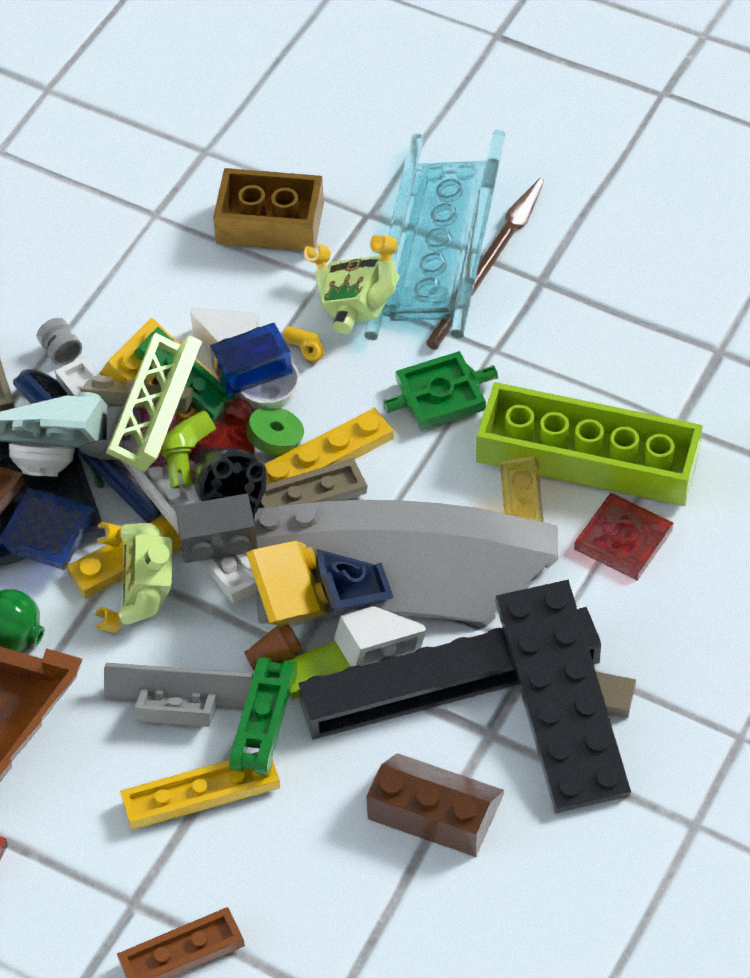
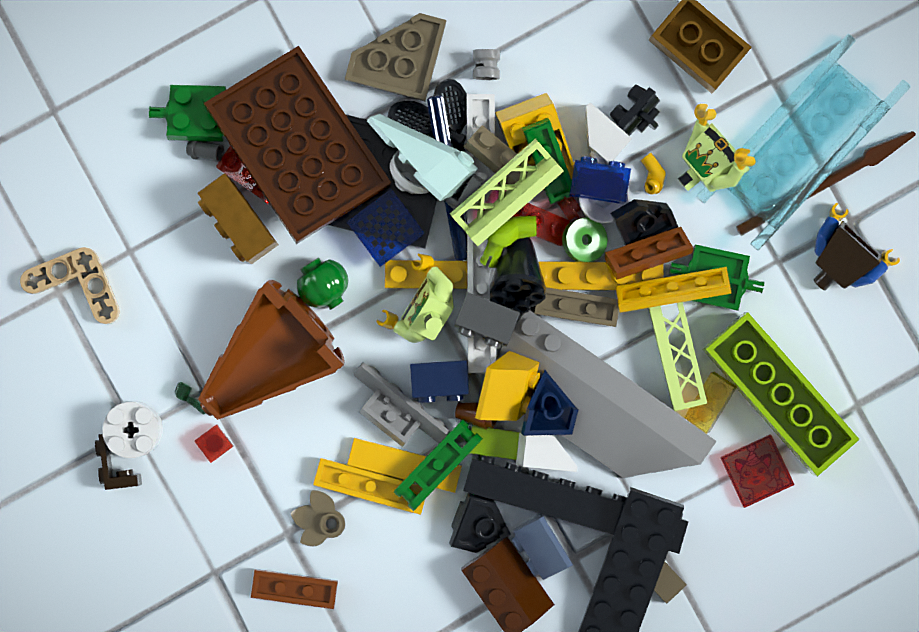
camera: 25 degrees right, 35 degrees up
(157, 863) = (314, 518): none -> dark tan plate
(205, 626) = (439, 379): none -> dark blue brick
(217, 748) = (393, 462): none -> yellow tile
(250, 292) = (640, 114): none -> black hips
(324, 379) = (643, 220): none -> black plate
(351, 402) = (648, 253): none -> dark orange plate
(351, 752) = (477, 524): none -> black plate
(400, 411) = (673, 289): none -> yellow tile
(434, 473) = (667, 361): none -> yellowish green fence
(444, 724) = (542, 547): none -> sand blue slope
(558, 297) = (846, 255): none -> dark brown torso

